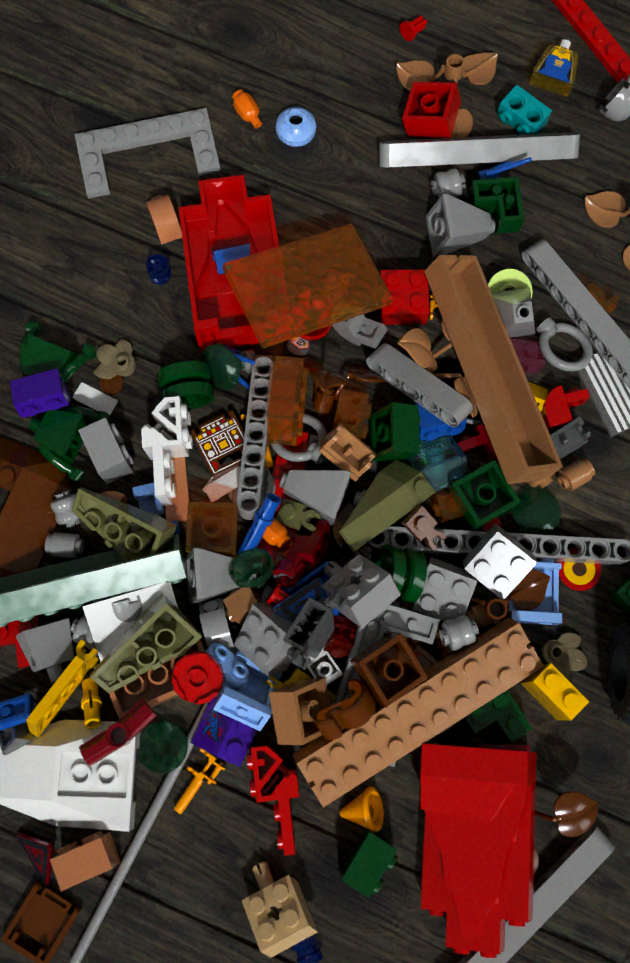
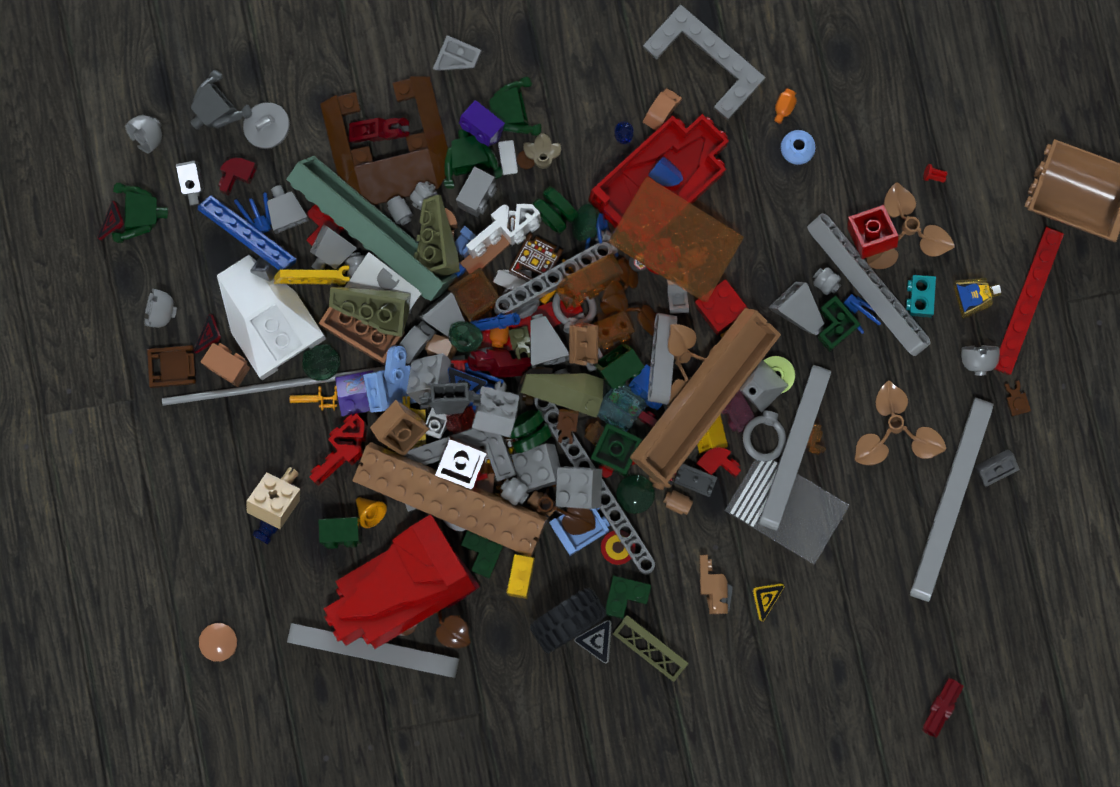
camera: 65 degrees right, 5 degrees up
(91, 715) = (309, 305): yellow pin -> none
(104, 743) = (298, 326): dark red piece -> none
(198, 677) = (375, 352): red tile -> none
(347, 713) = (416, 455): reddish brown animal -> none
(568, 655) = (552, 576): dark tan plate -> none

